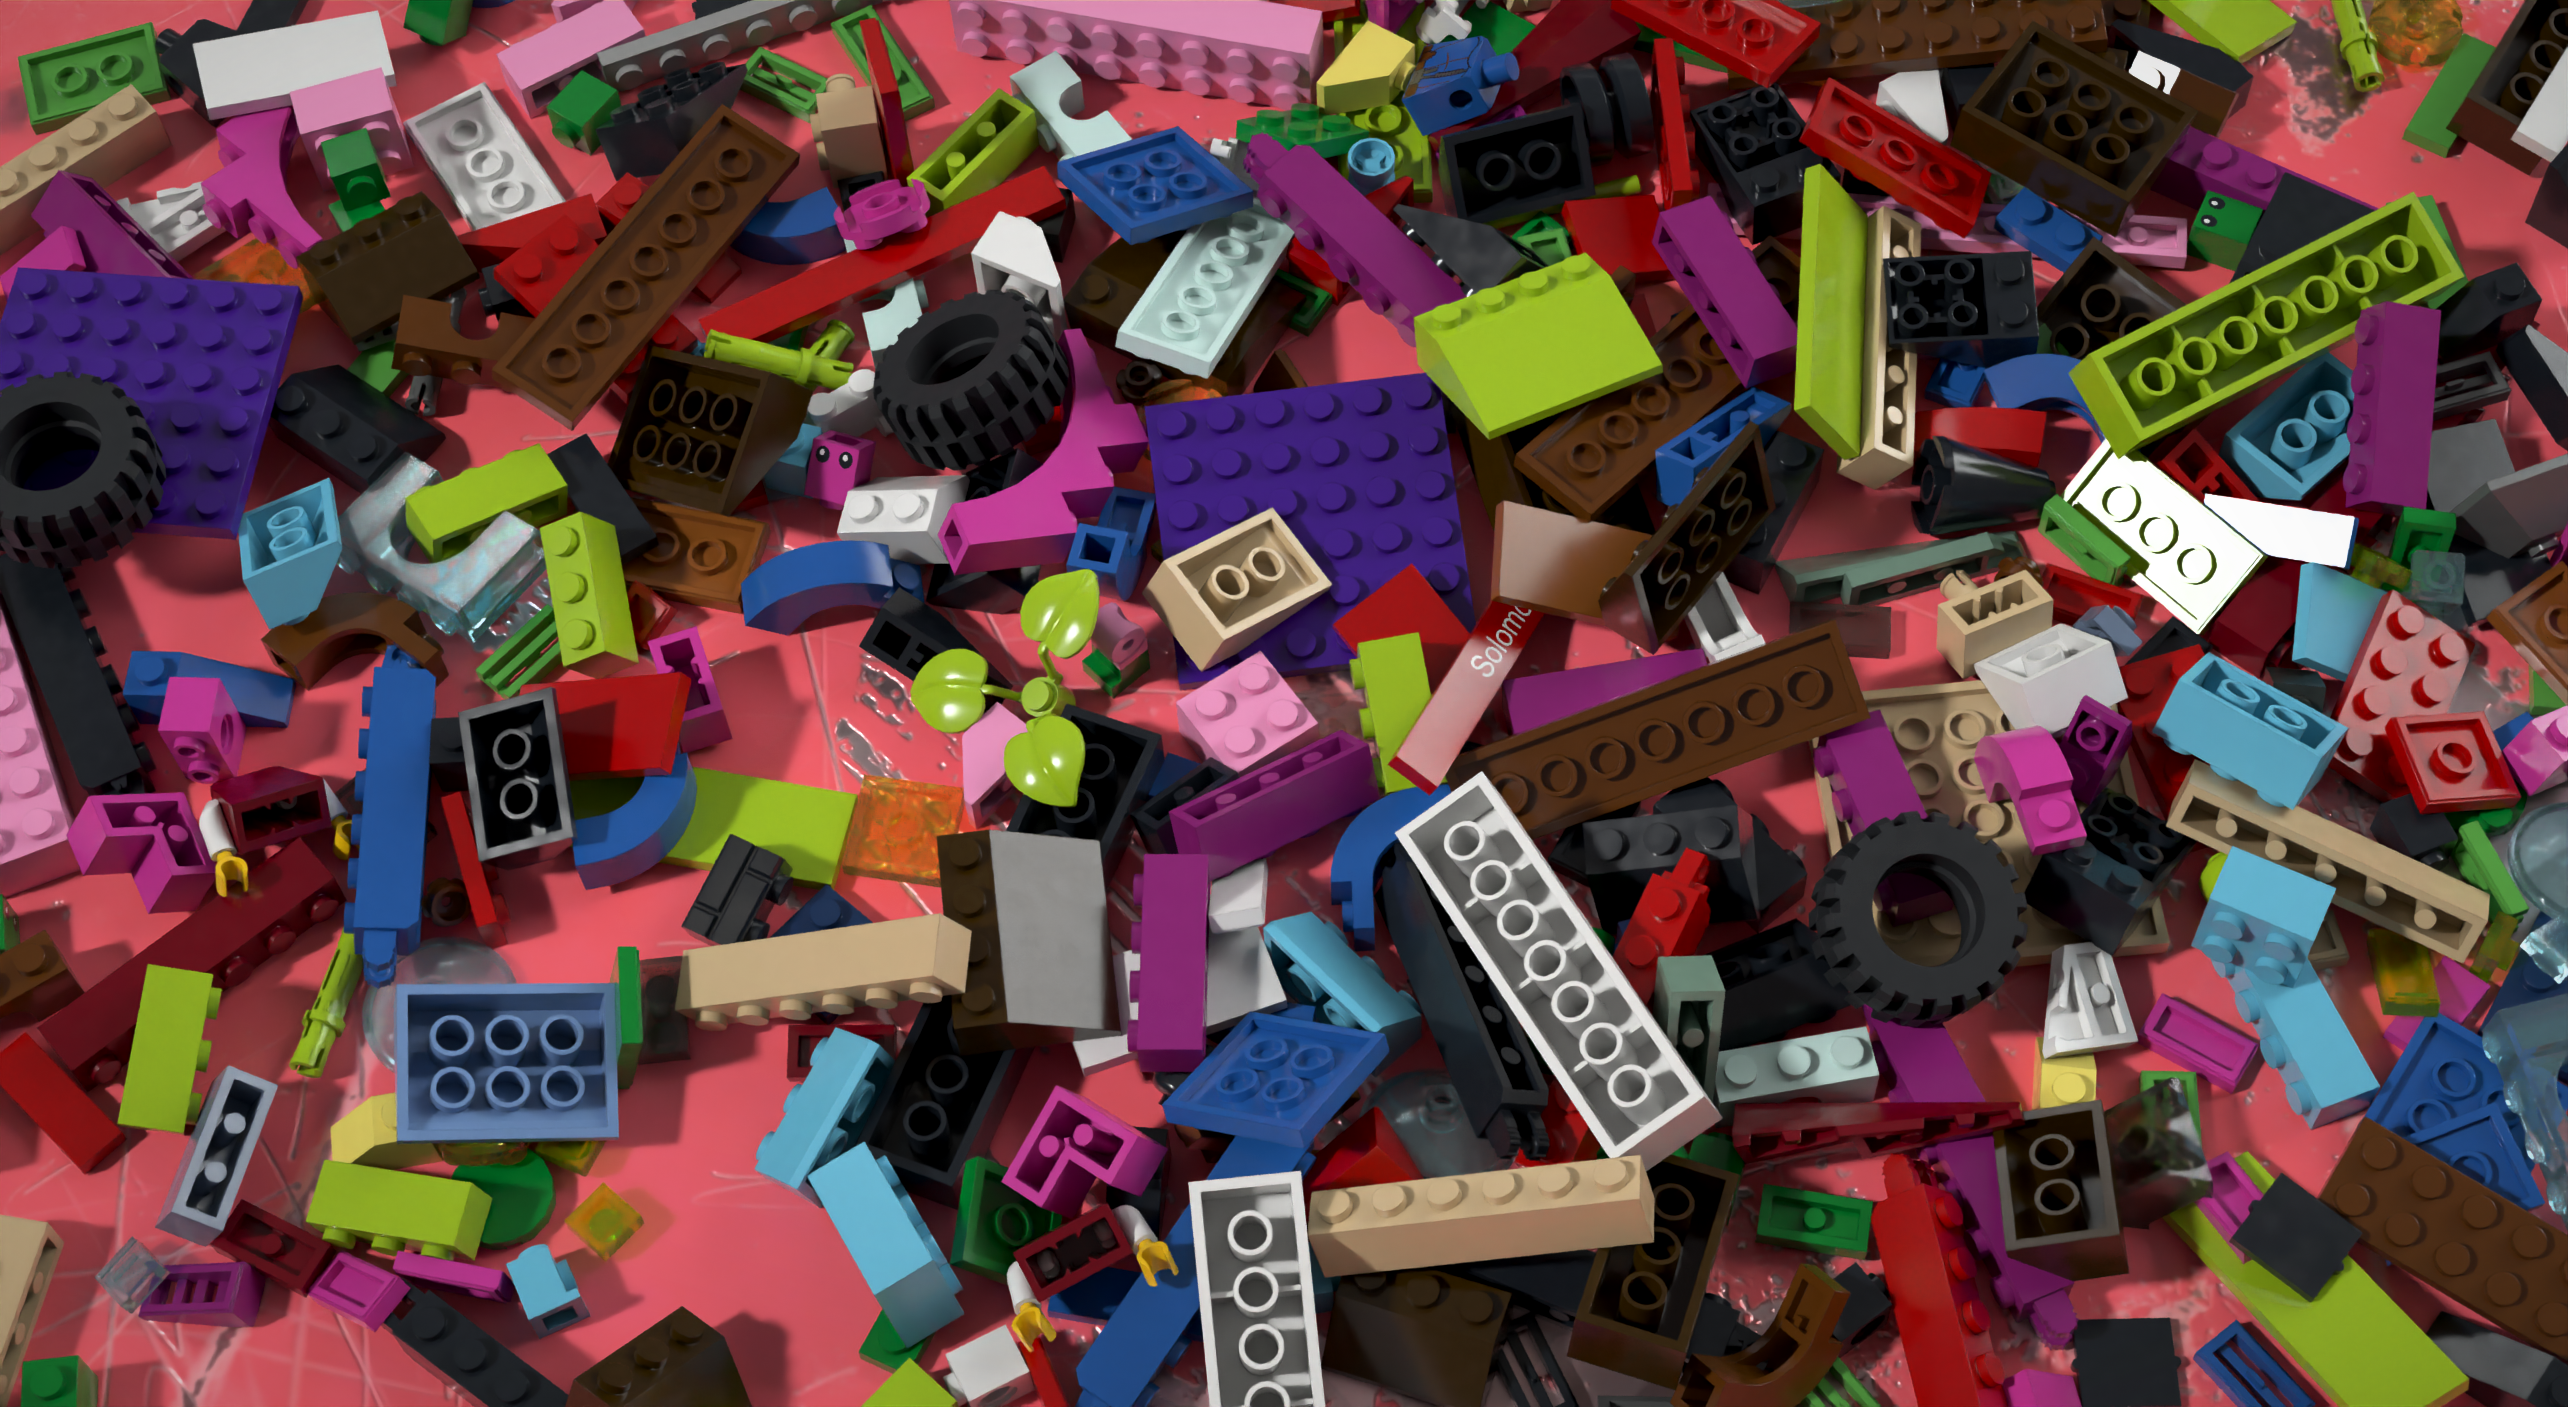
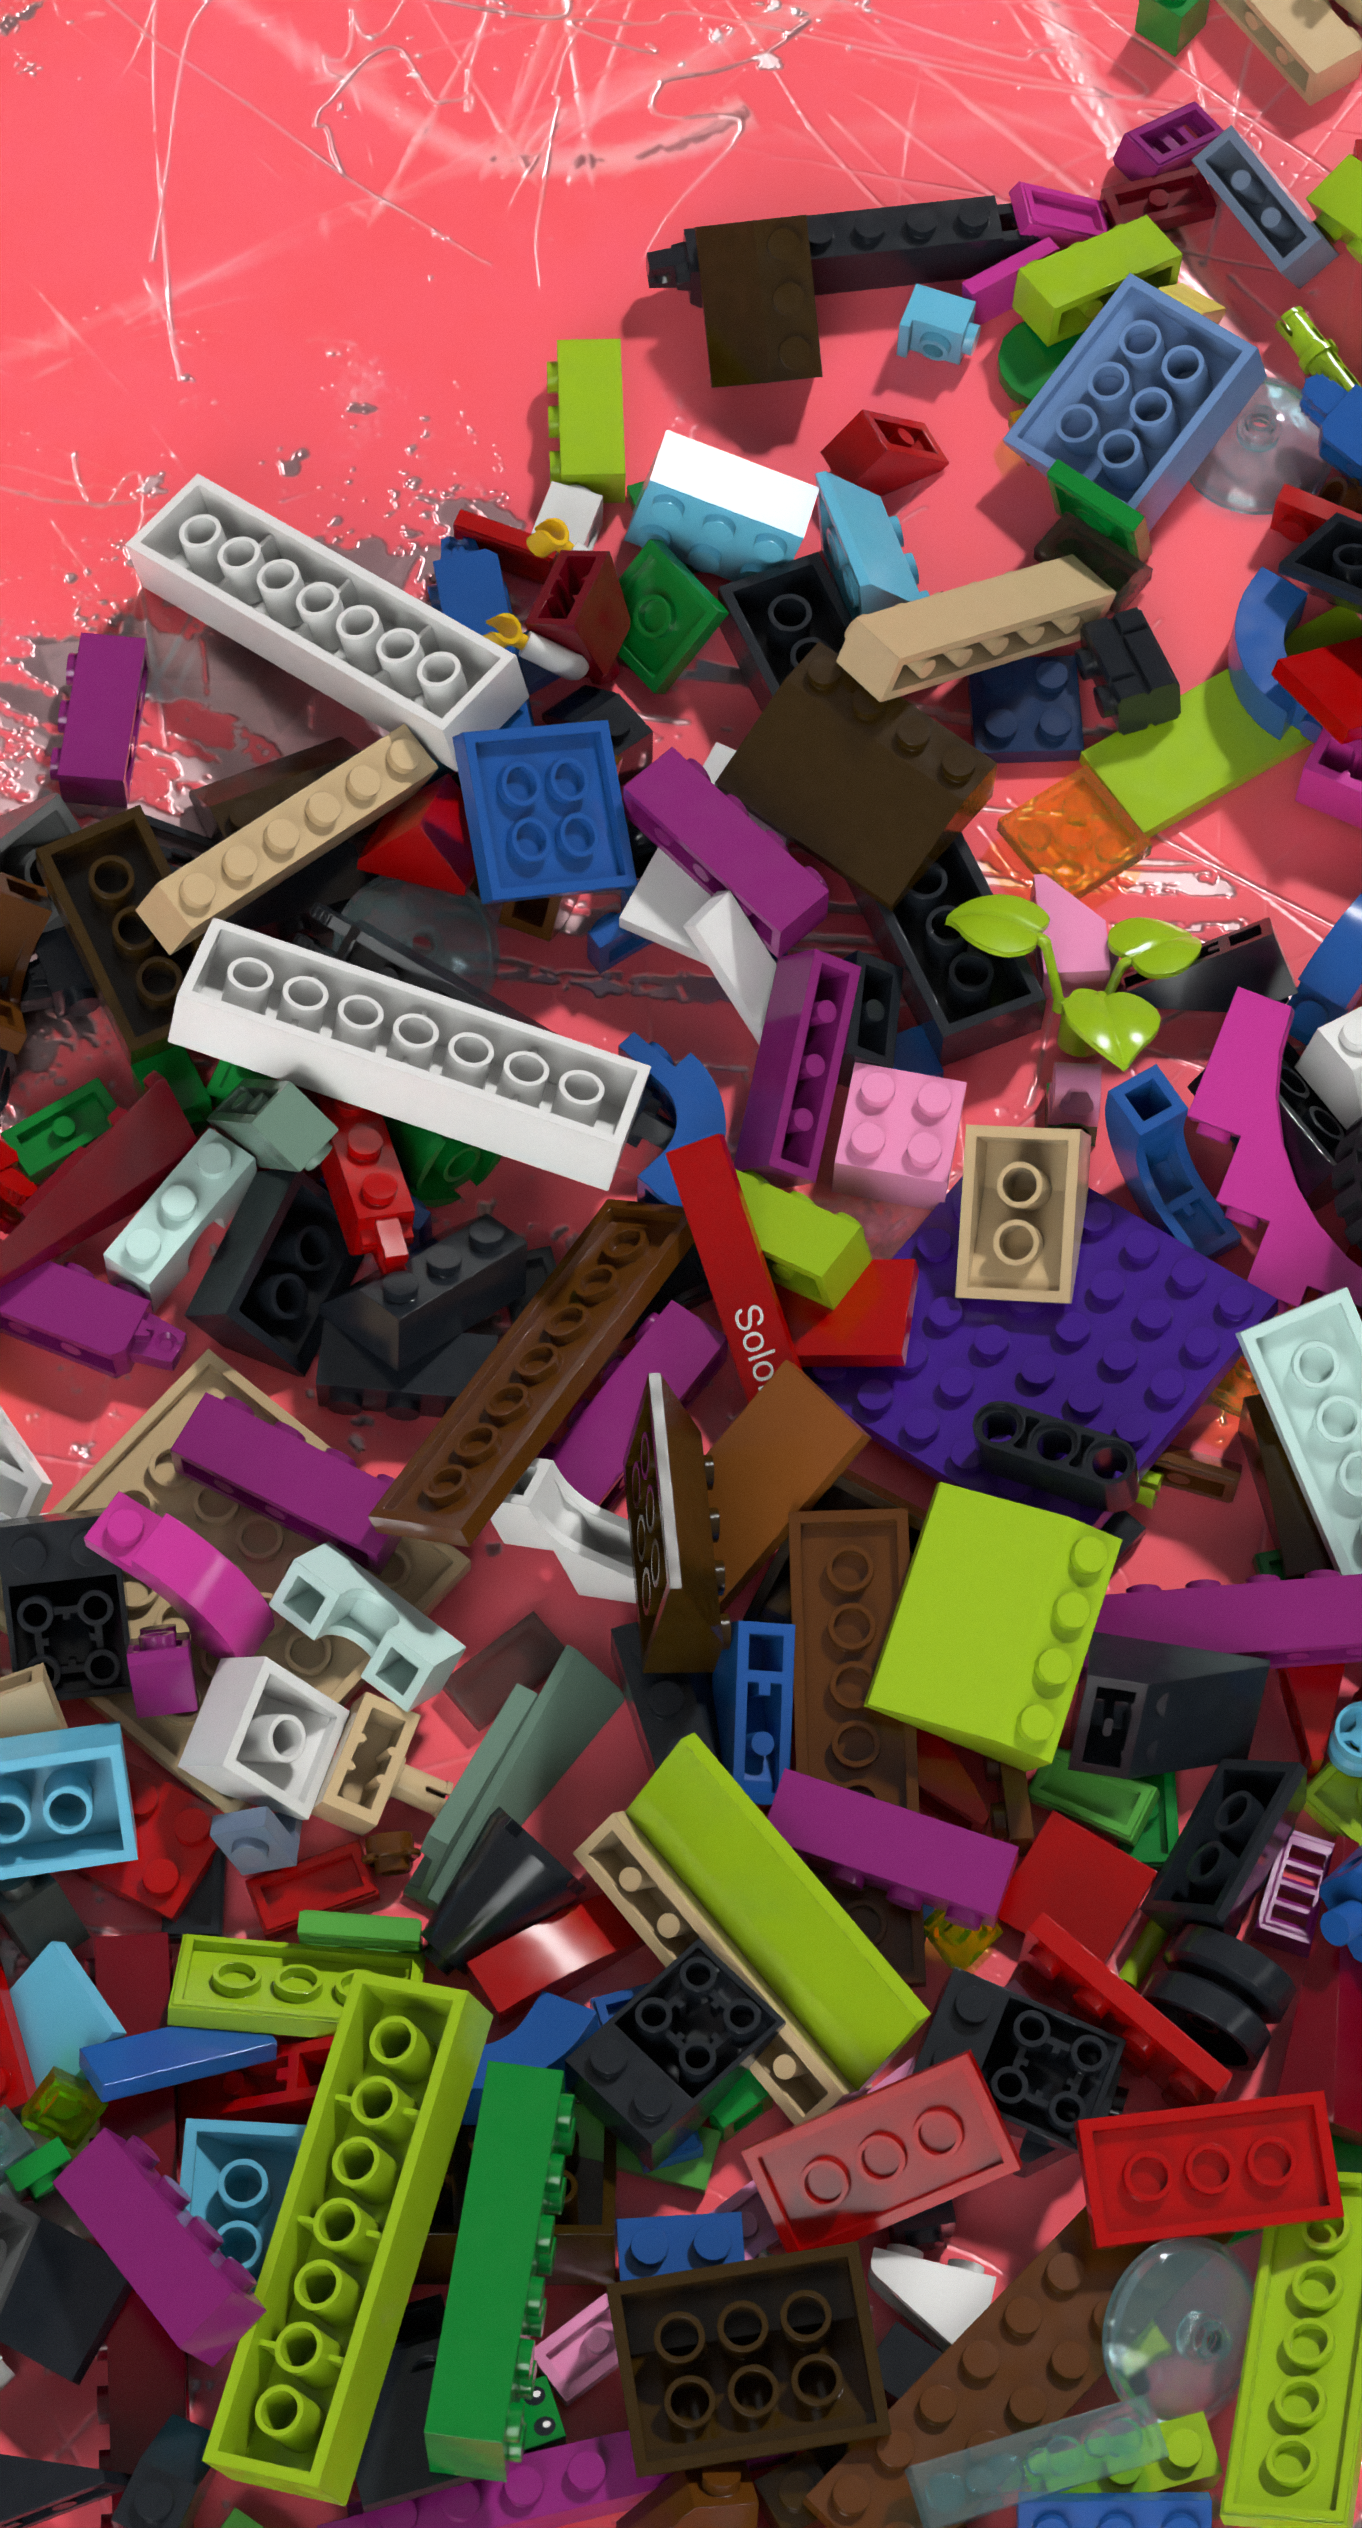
camera: 130 degrees right, 5 degrees up
(132, 1275) = (1228, 107): clear light blue tile -> none
(604, 1221) = (954, 402): clear neon green plate -> none
(705, 1220) = (883, 452): none -> red slope
(1074, 1146) = (638, 669): dark pink brick -> none
(1346, 989) = (599, 980): medium azure slope -> none
(1388, 388) = (1074, 1476): none -> black beam
(1926, 718) = (337, 1596): none -> light aqua arch
(1970, 878) = (130, 1308): black tyre -> none
(2197, 228) = (496, 2271): none -> green brick
(2469, 394) = (112, 2435): dark grey tile -> none

